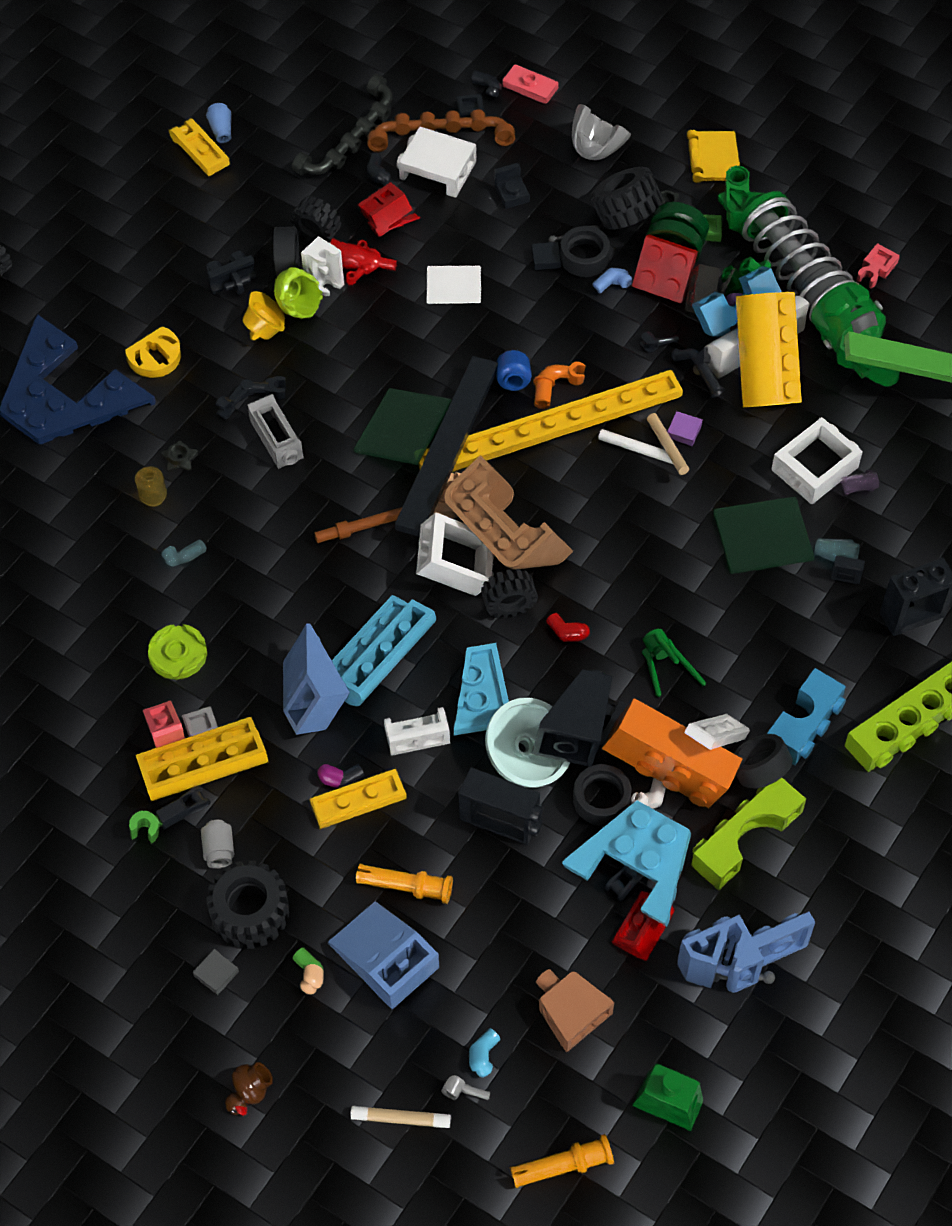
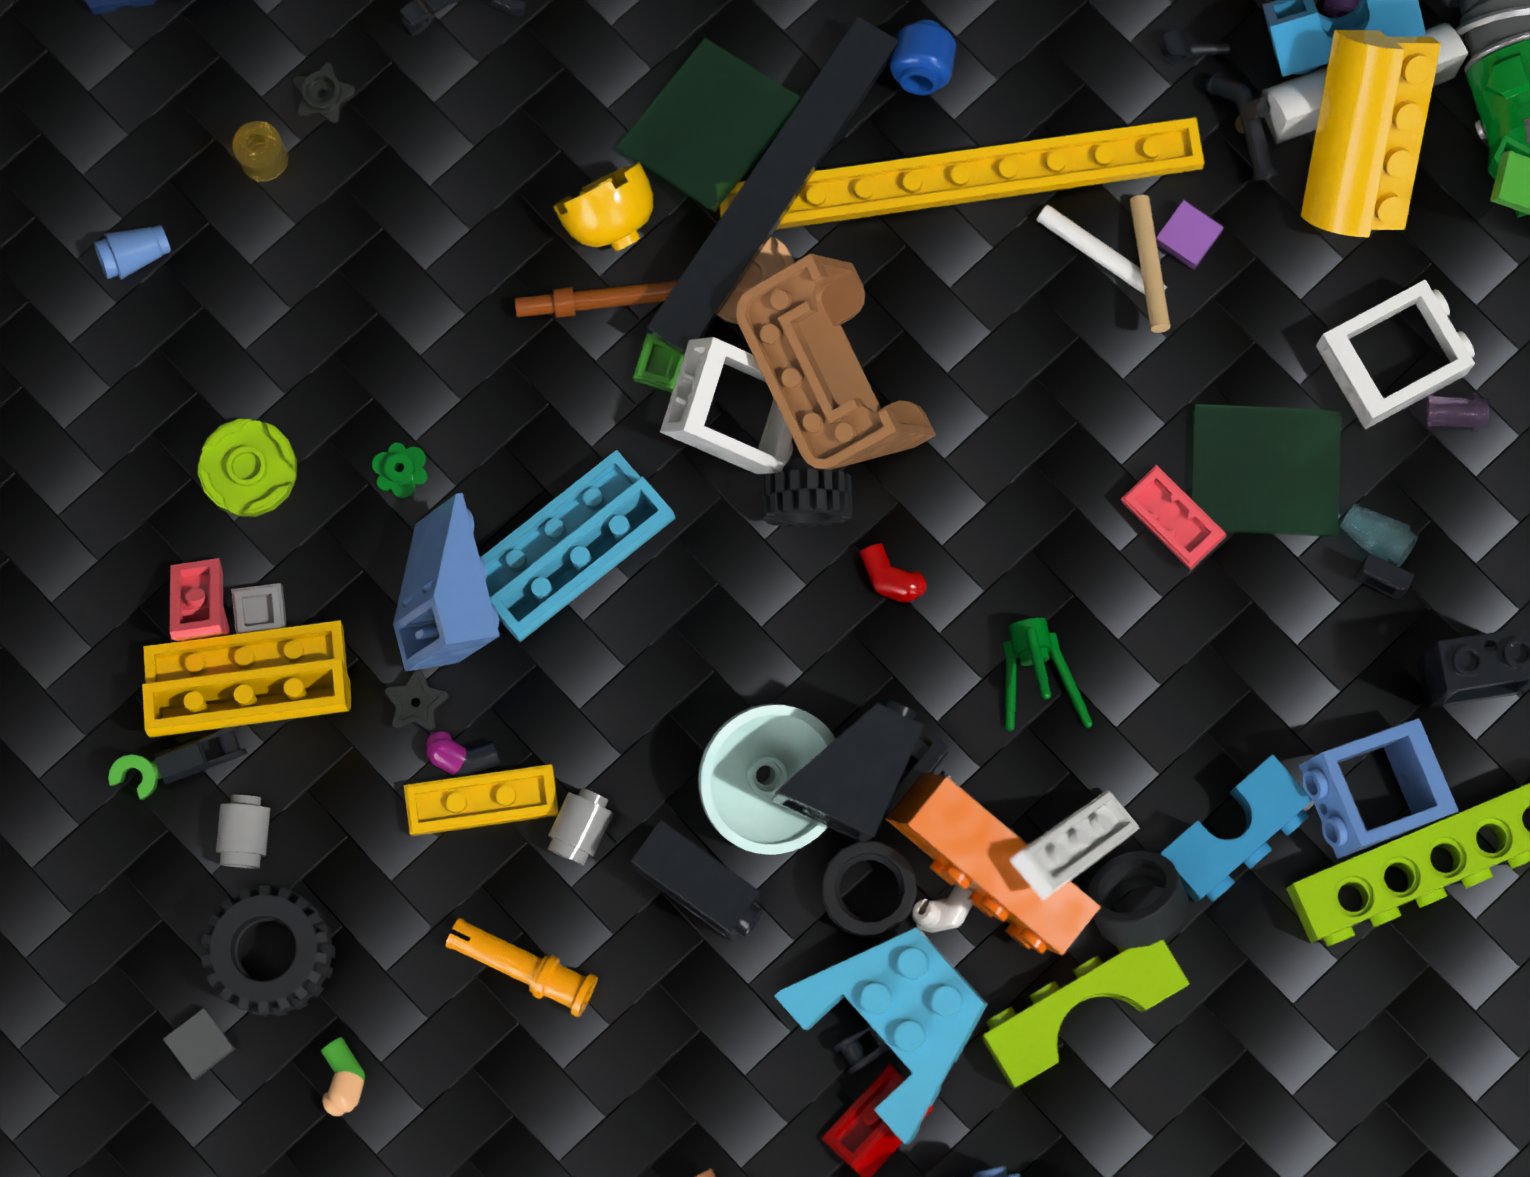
camera: 15 degrees right, 20 degrees up
(83, 553) = (130, 250): none -> medium blue cone
(185, 555) = (294, 293): clear light blue arm -> none
(268, 641) = (401, 483): none -> green plant
(282, 453) = (504, 133): light grey window -> none
(309, 760) = (423, 714): none -> pearl dark grey plate
(357, 474) = (609, 209): none -> yellow cylinder
(386, 953) = (460, 1079): medium blue slope -> none
(405, 549) = (658, 365): none -> bright green tile
(417, 733) = (600, 706): white hinge -> none
(420, 797) = (579, 826): none -> light grey brick
(481, 689) = (723, 659): medium azure wing -> none
(547, 377) = (976, 86): orange piece -> none
(719, 565) = (1173, 517): none -> coral plate
(896, 662) = (1415, 772): none -> medium blue window

